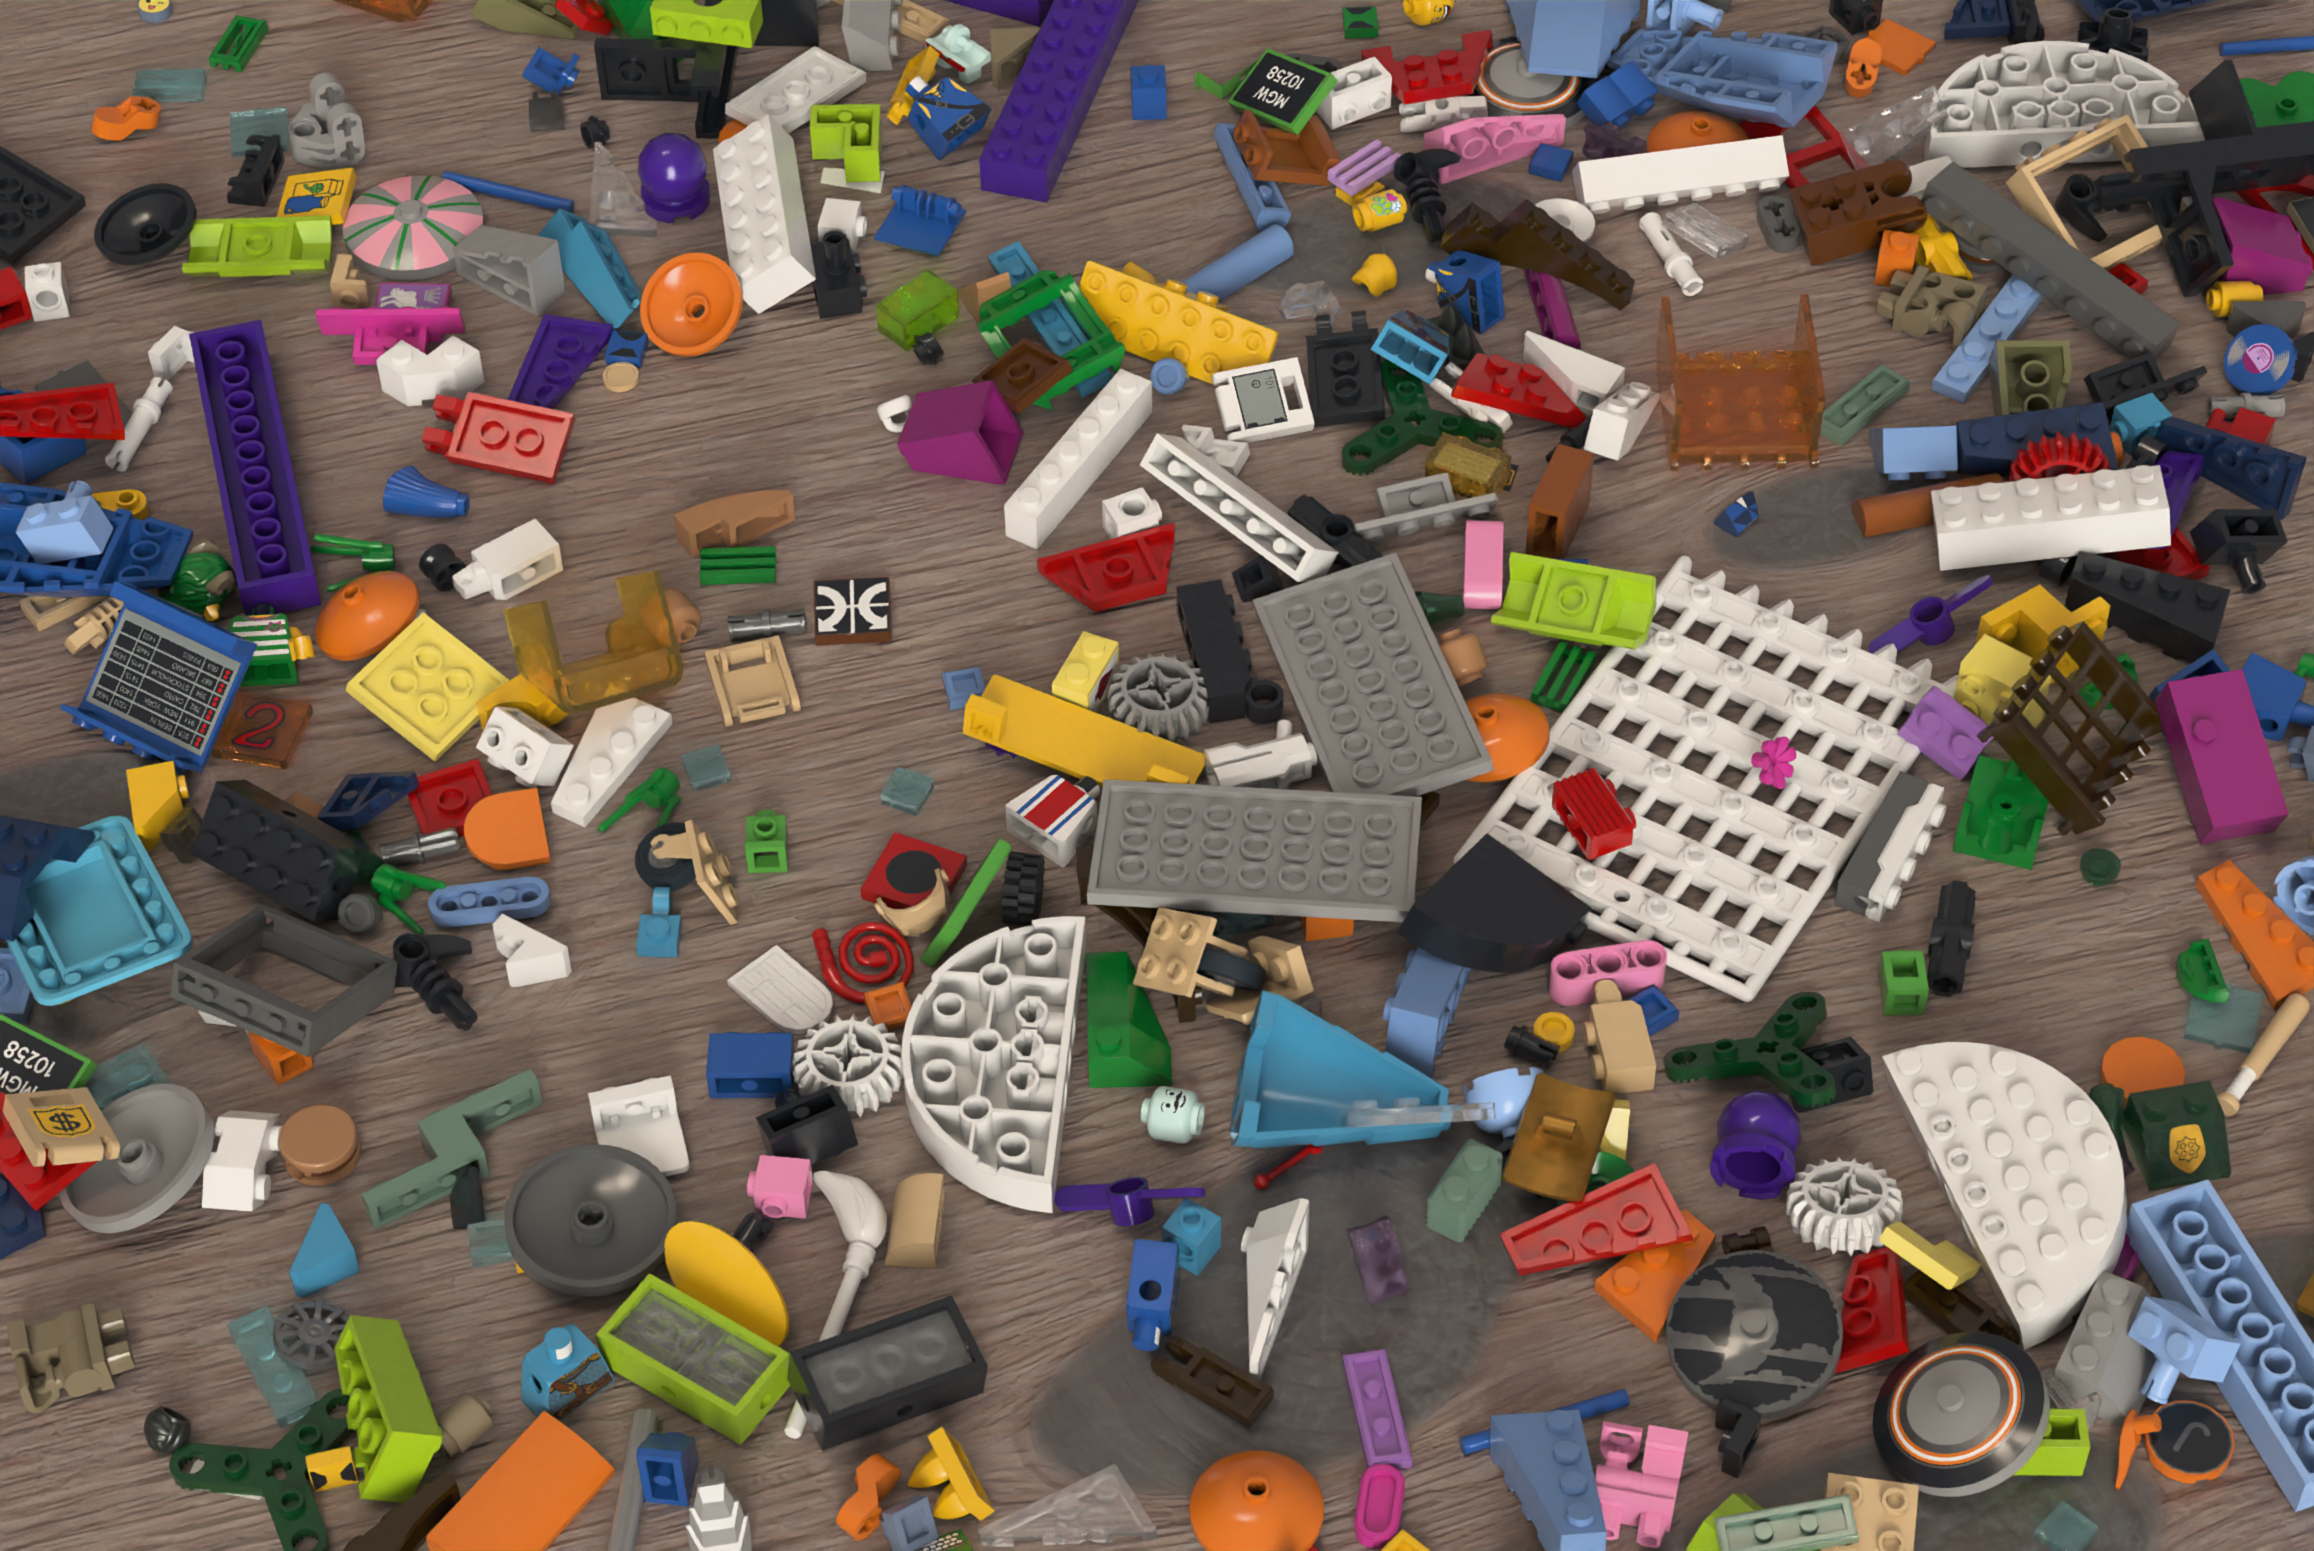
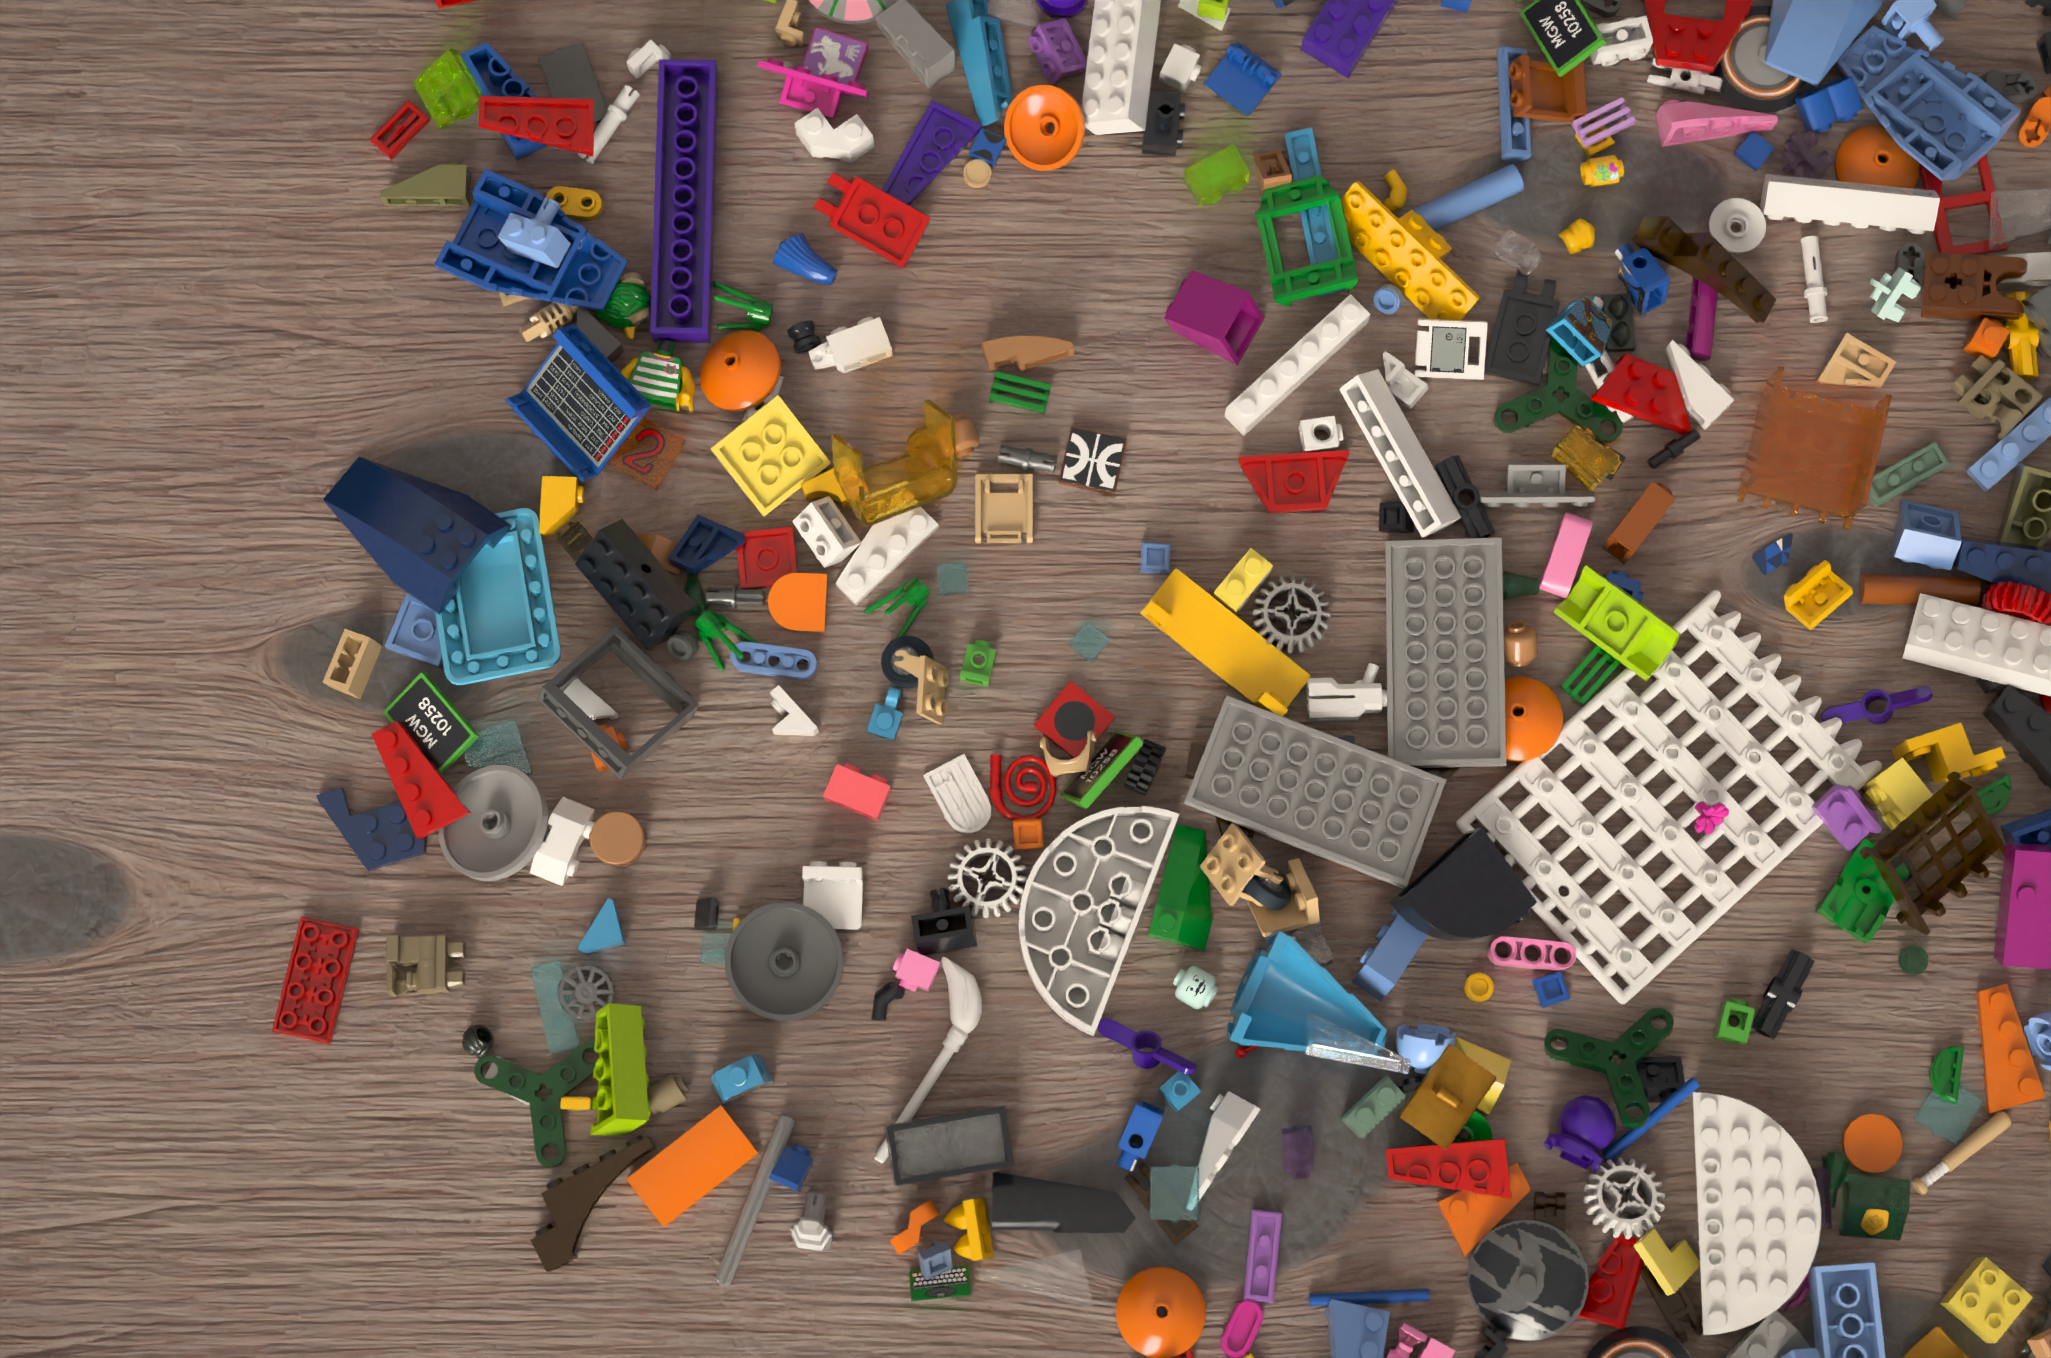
camera: 15 degrees right, 30 degrees up
(63, 1123) = (446, 795): tan container -> none
(420, 969) = (720, 724): black piece -> none
(452, 1147) = (705, 868): sand green bracket -> none
(642, 1014) = (857, 792): none -> coral brick
(683, 234) = (1057, 50): none -> medium lavender bracket
(694, 1358) = (827, 1093): brick -> none
(726, 1278) = (861, 1041): yellow shield -> none
(750, 1064) = (921, 857): blue brick -> none
(893, 408) = (1173, 272): white tile -> none
(916, 1221) = (999, 1020): tan brick -> none
(927, 348) = (1213, 215): black plate -> none
(1025, 374) = (1275, 277): reddish brown tile -> none
(1055, 816) = (1187, 701): white torso -> none
(1076, 1417) = (1055, 1206): none -> black panel
(1216, 649) = (1344, 585): black hinge -> none
(1226, 1349) = (1174, 1193): none -> clear light blue piece
(1421, 176) = (1644, 145): black piece -> none
(1531, 1046) = (1457, 997): black pin -> none
(1593, 813) = (1565, 825): red brick -> none
(1619, 1042) = (1519, 1013): tan hinge -> none
(1620, 420) = (1717, 441): white slope -> none
(1705, 230) = (1848, 265): clear plate -> none
(1756, 317) = (1856, 365): none -> tan wing
(1773, 226) = (1889, 290): none -> light aqua hips
(1806, 532) = (1816, 595): none -> yellow bracket
(1844, 1103) = (1654, 1116): none -> blue bar
(1890, 847) = (1769, 902): piece -> none

